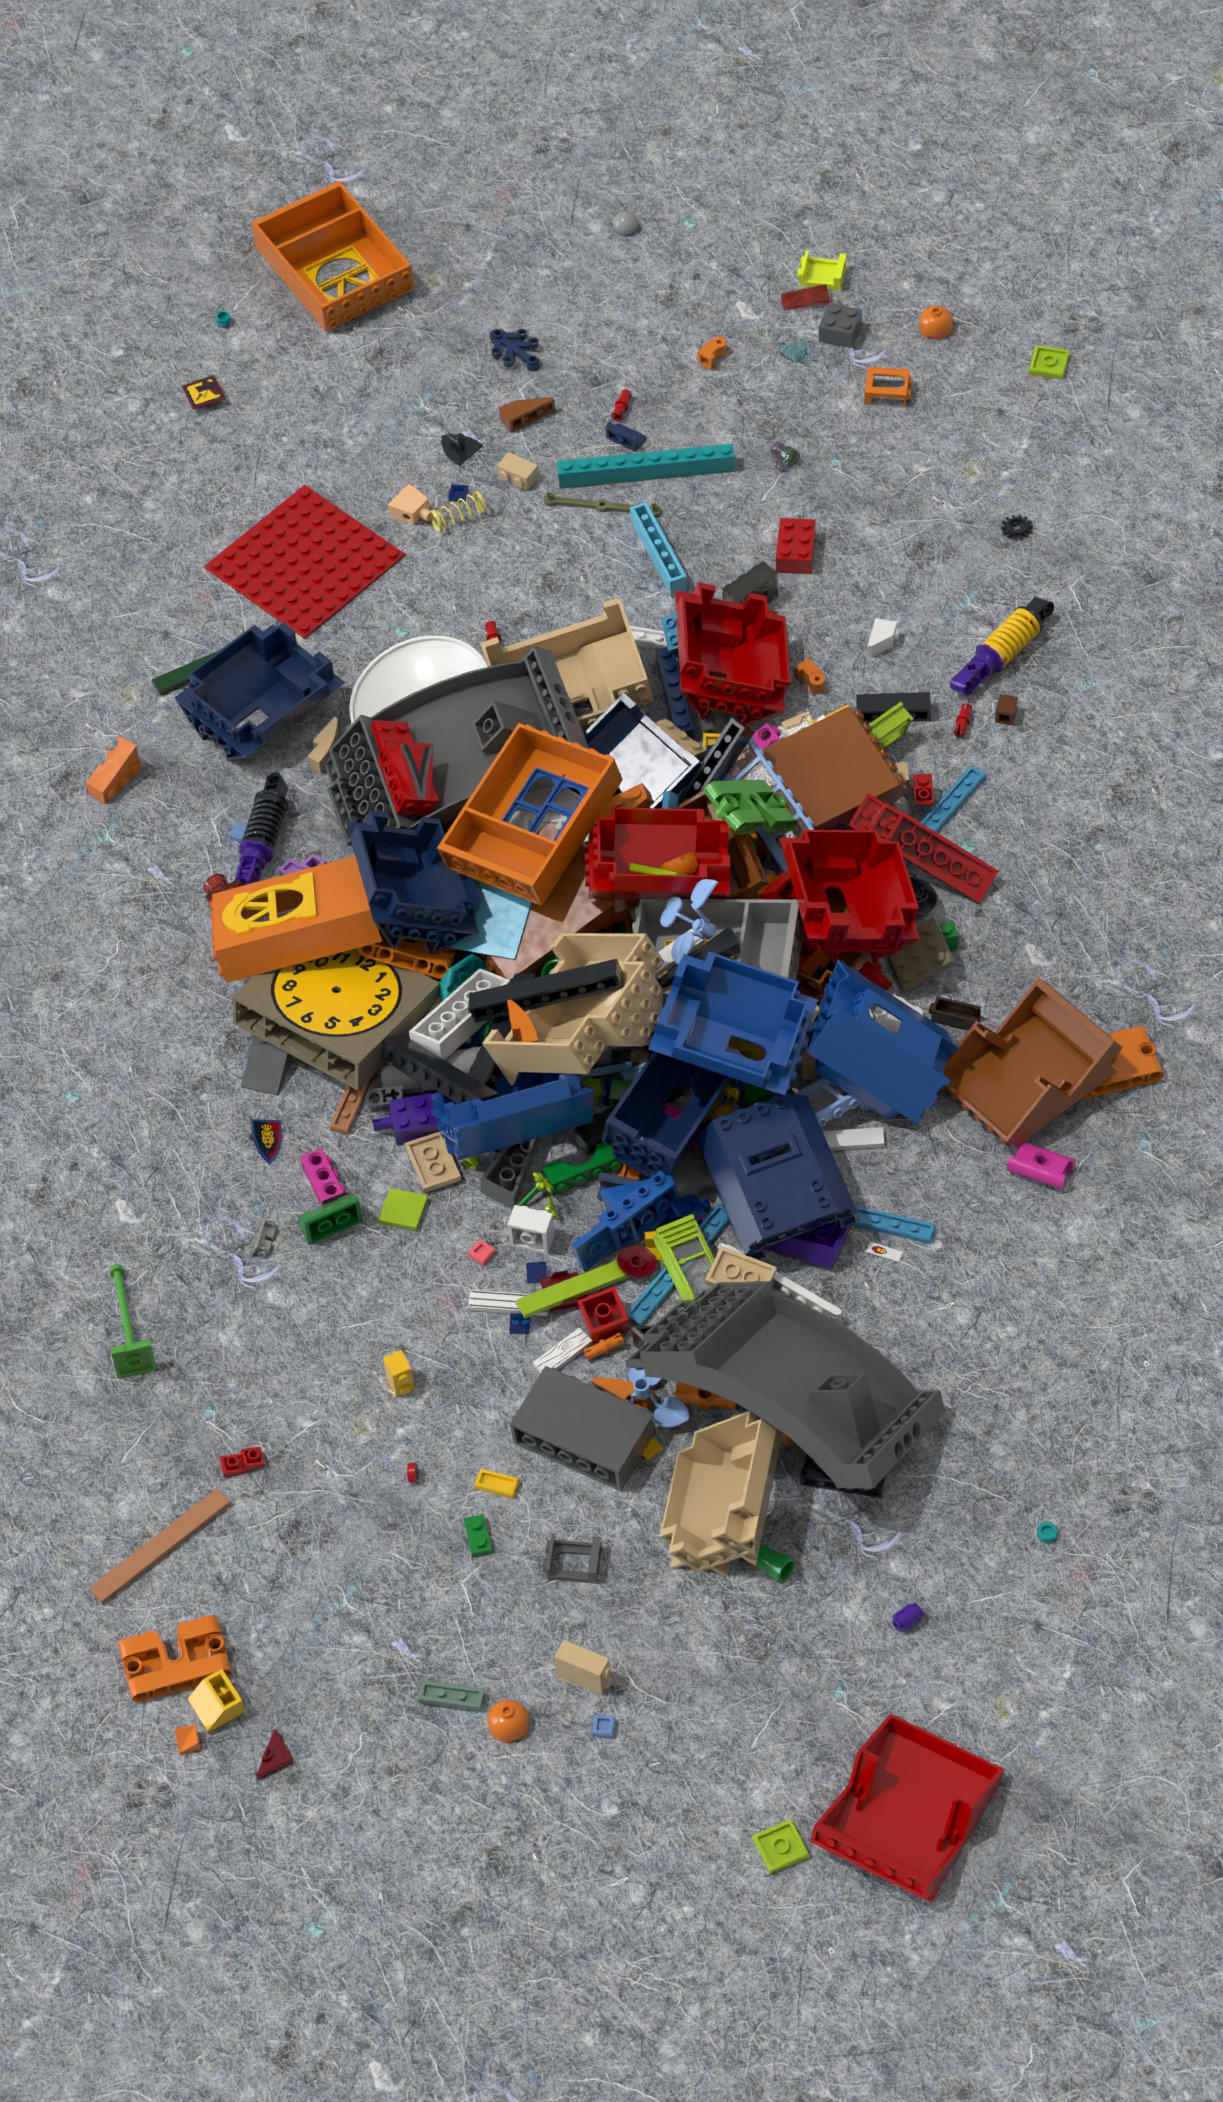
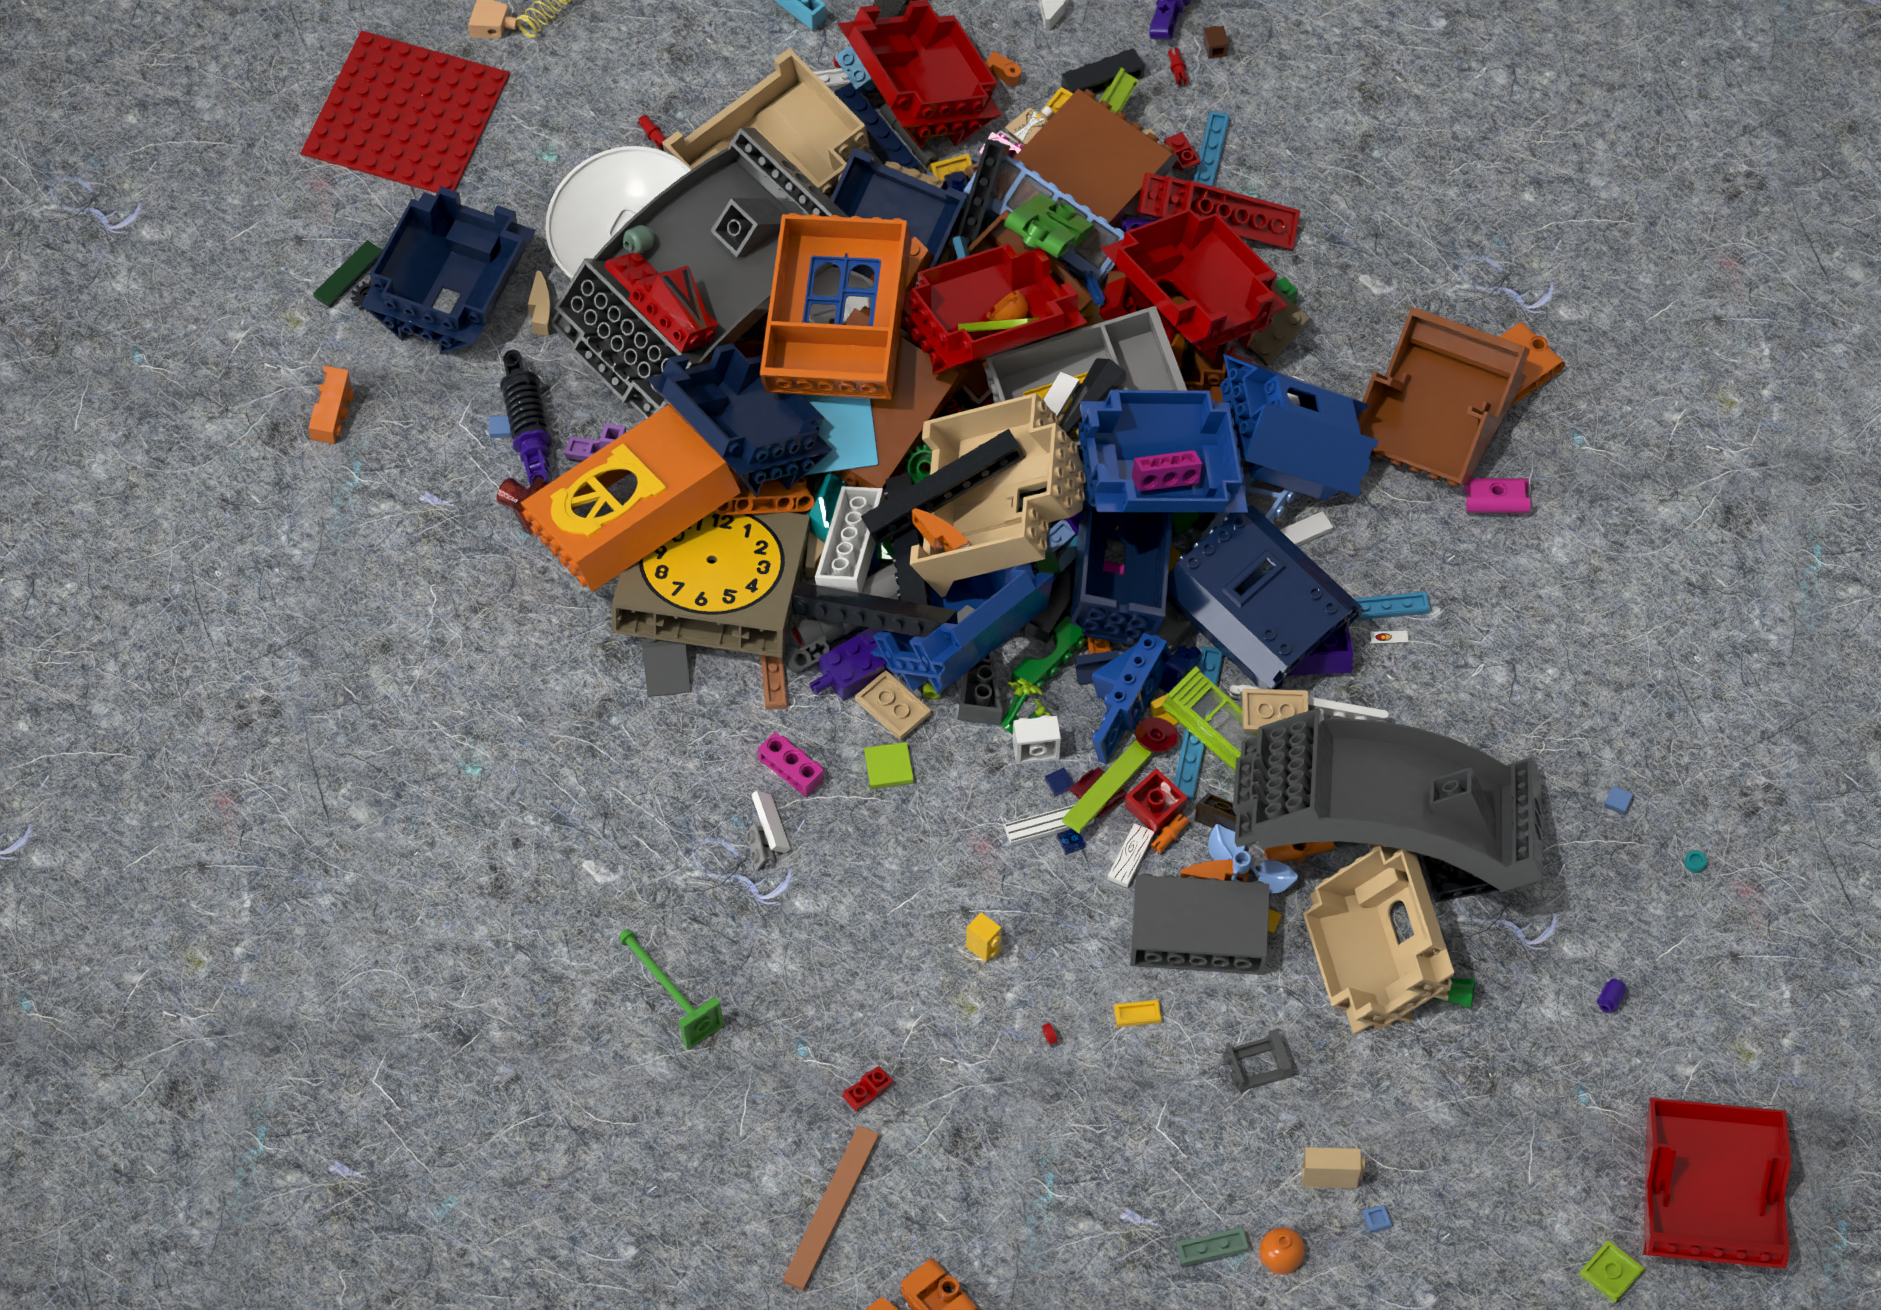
camera: 30 degrees left, 5 degrees up
(267, 1137) = (709, 740): shield -> none
(281, 1220) = (770, 822): none -> white tile
(330, 1218) = (821, 800): green slope -> none
(411, 712) = (638, 239): none -> sand green head
(478, 1535) = (1148, 1073): green plate -> none
(482, 1252) = (992, 781): coral tile -> none
(701, 926) = (1065, 393): light blue plant -> none
(736, 1039) = (1166, 470): none -> dark pink brick
(771, 873) = (1094, 288): none -> blue axle
(954, 1012) = (1332, 370): dark brown window -> none
(1007, 1456) = (1618, 800): none -> medium blue tile

